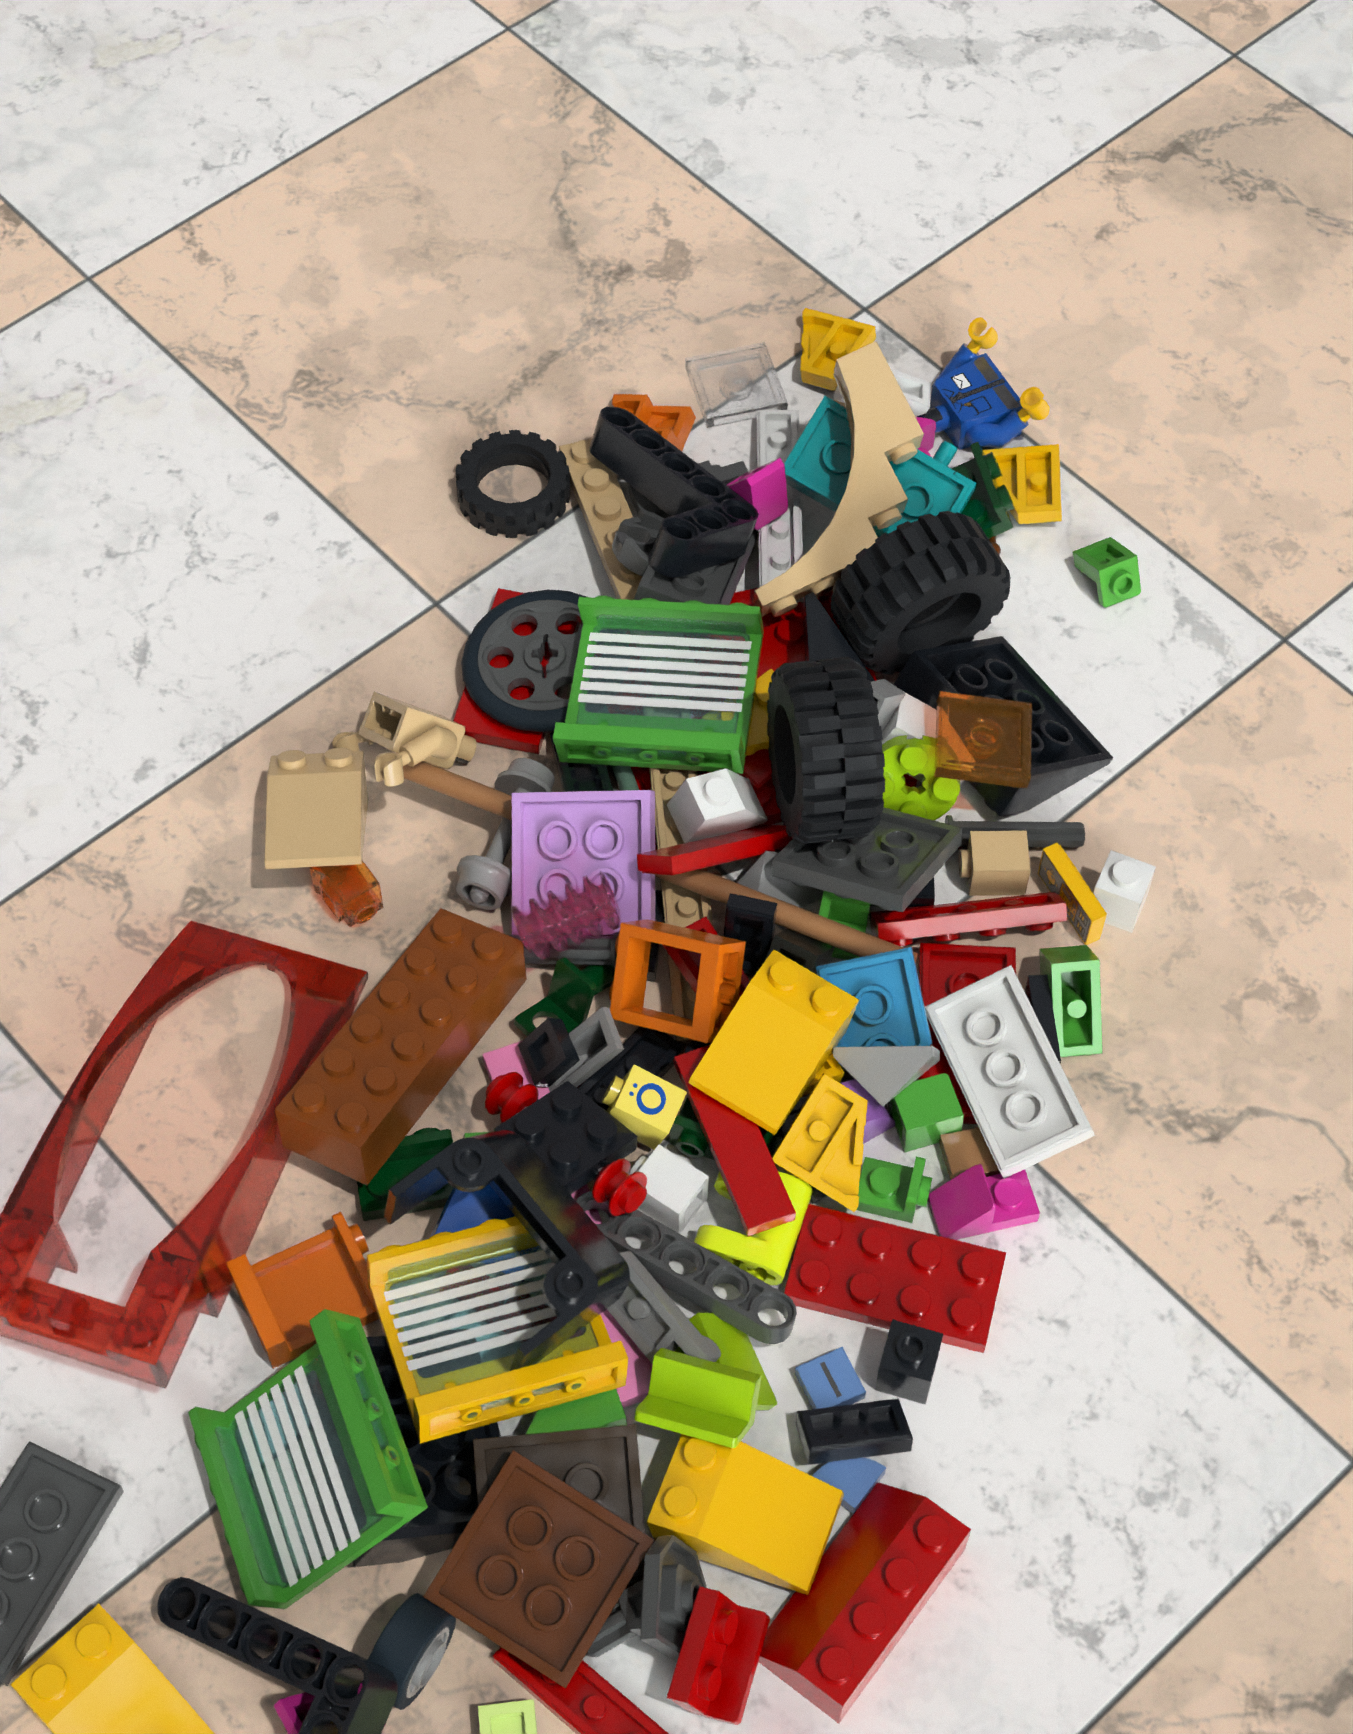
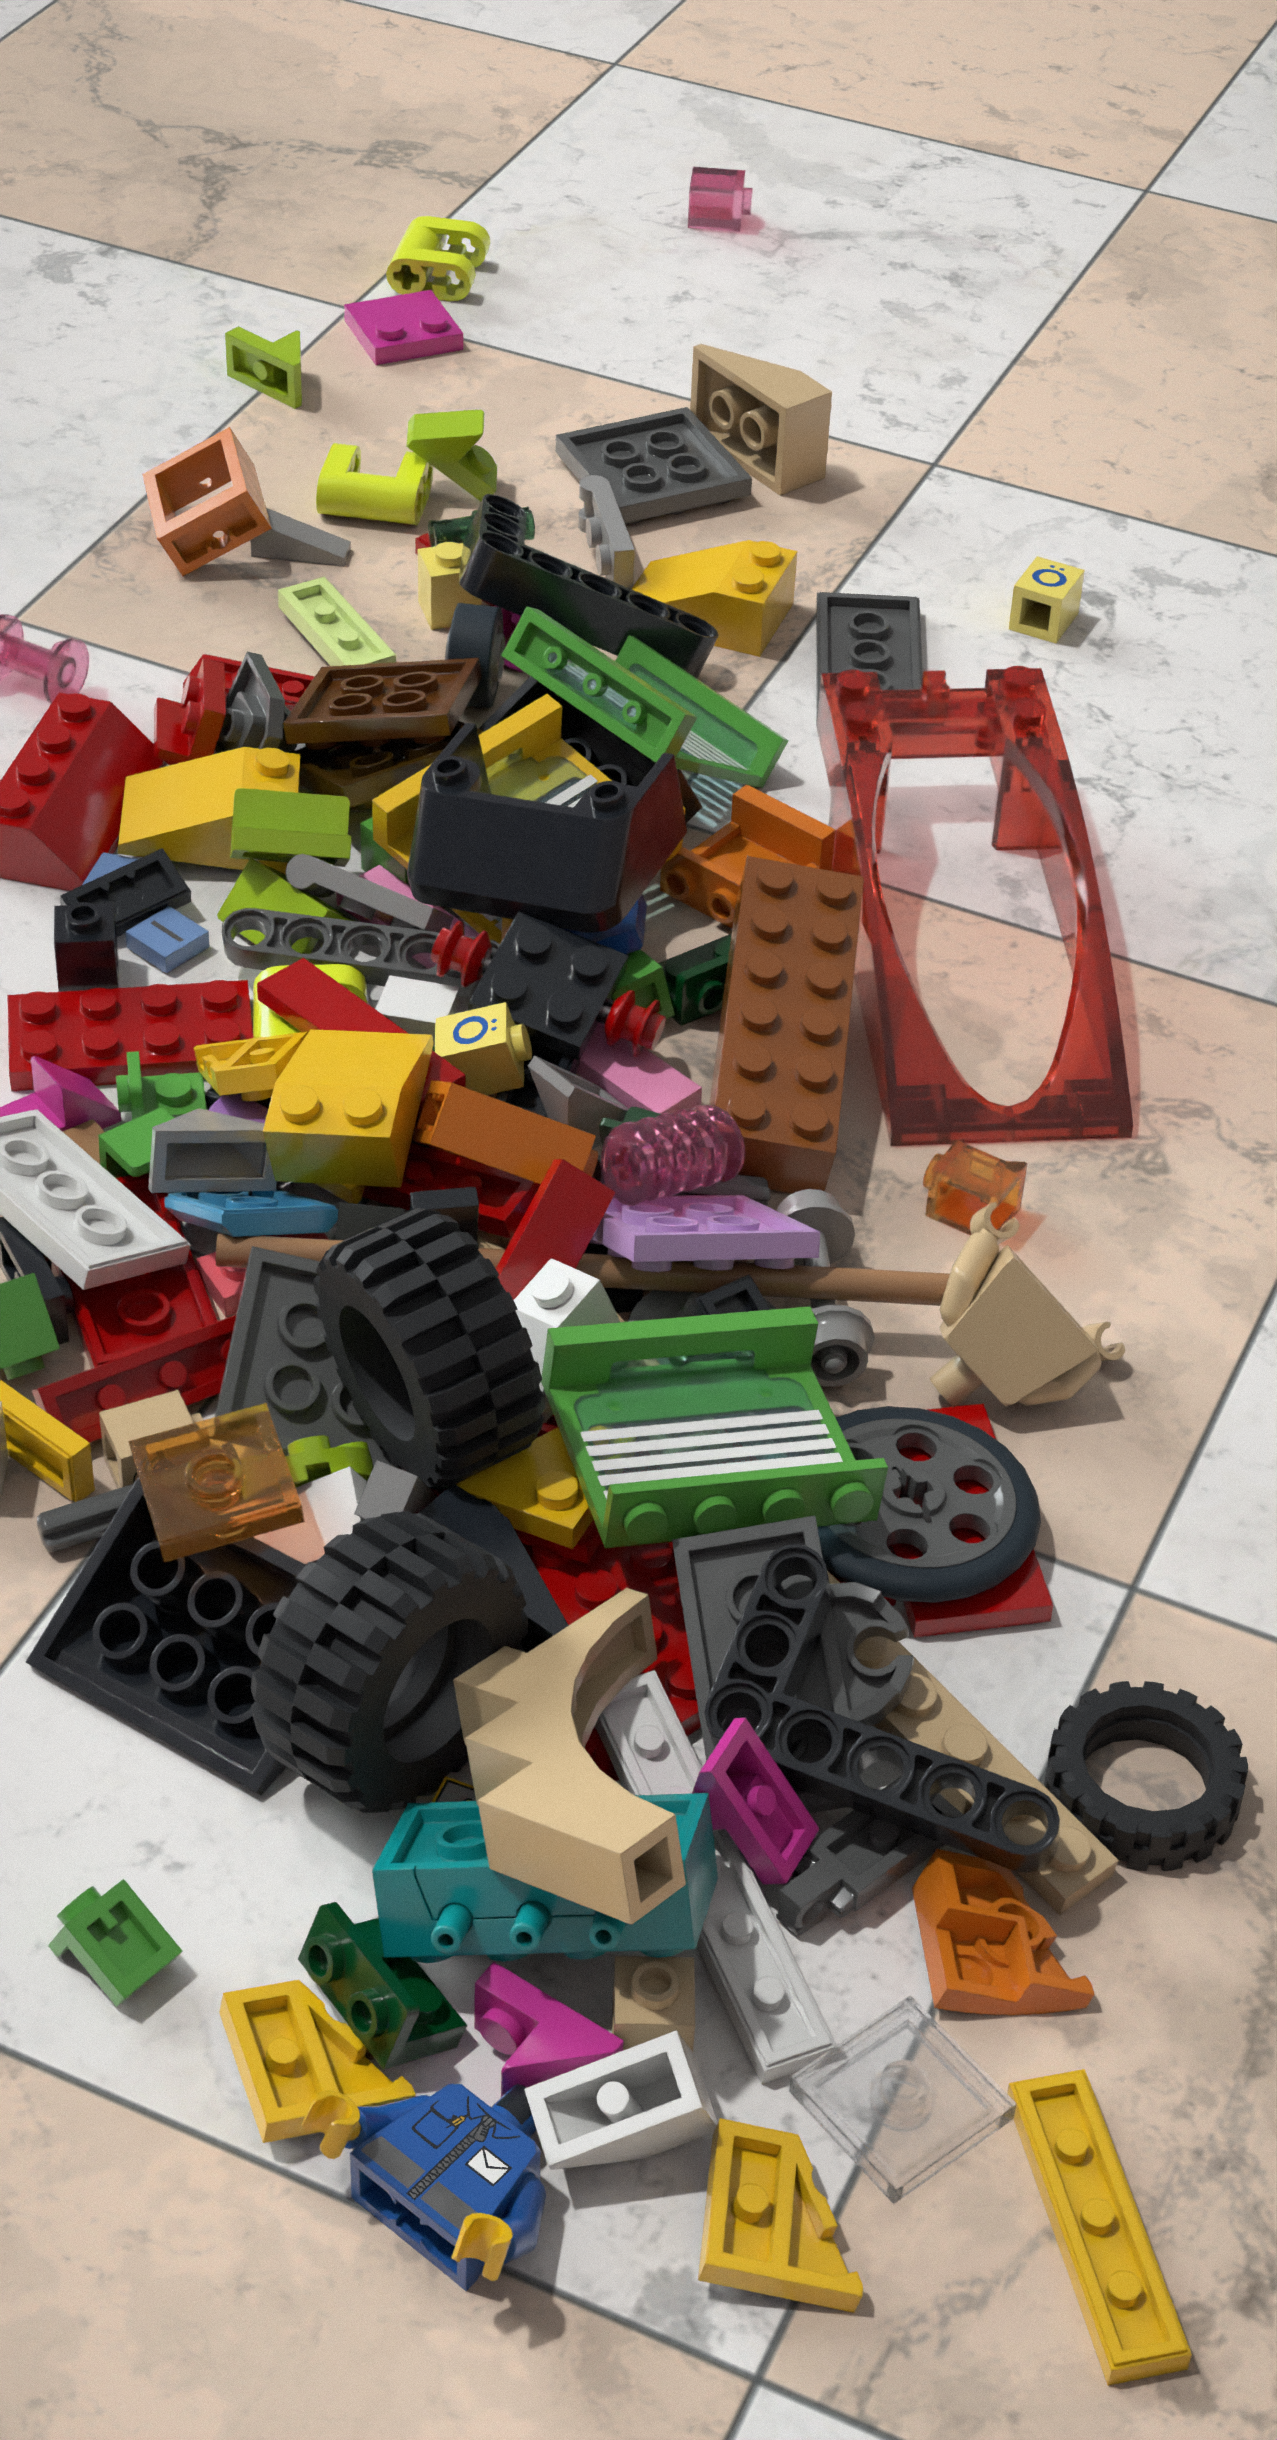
camera: 155 degrees right, 15 degrees down
(315, 809) = (1076, 1210): tan slope -> none
(548, 1052) = (617, 1078): black plate -> none
(676, 312) = (1098, 2228): none -> yellow tile

